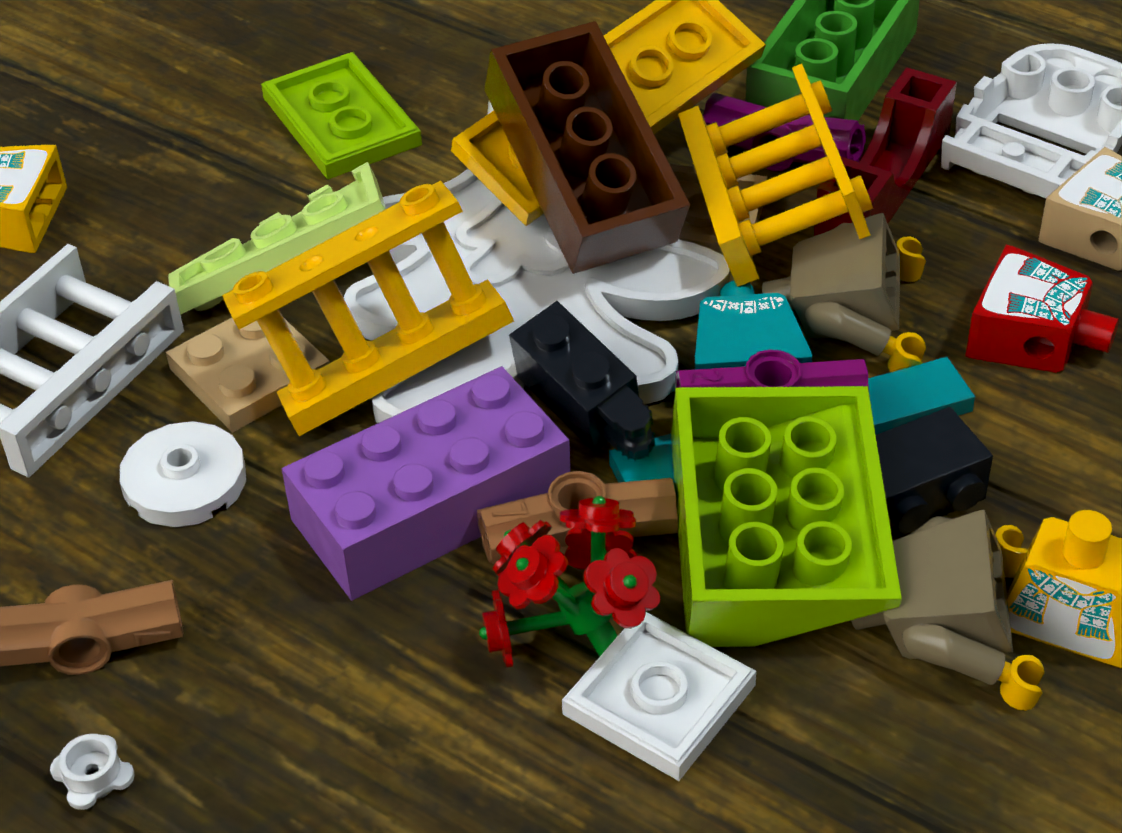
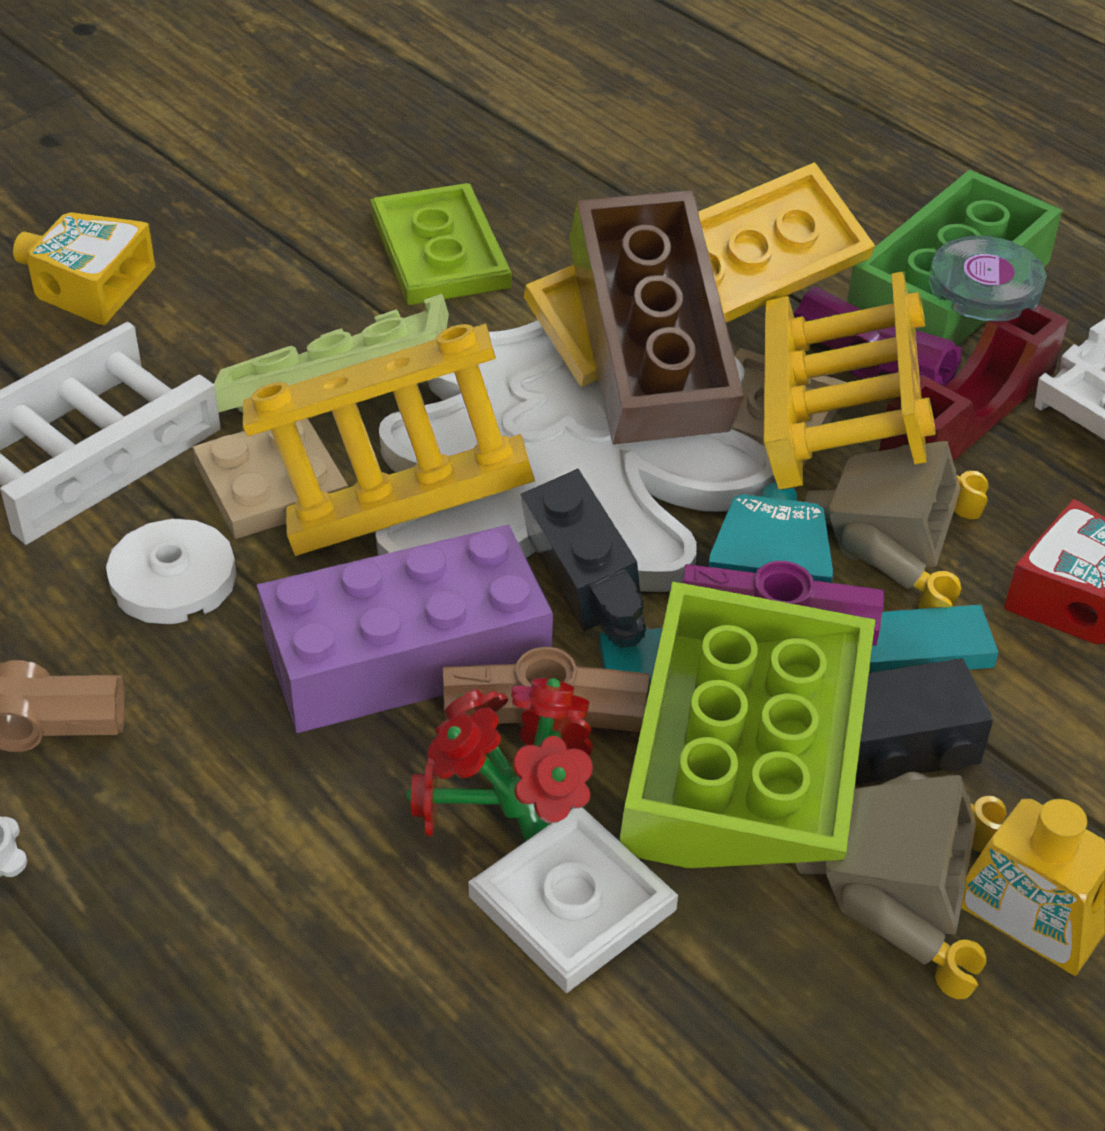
camera: 10 degrees right, 0 degrees up
(874, 55) = (987, 277): none -> clear light blue tile

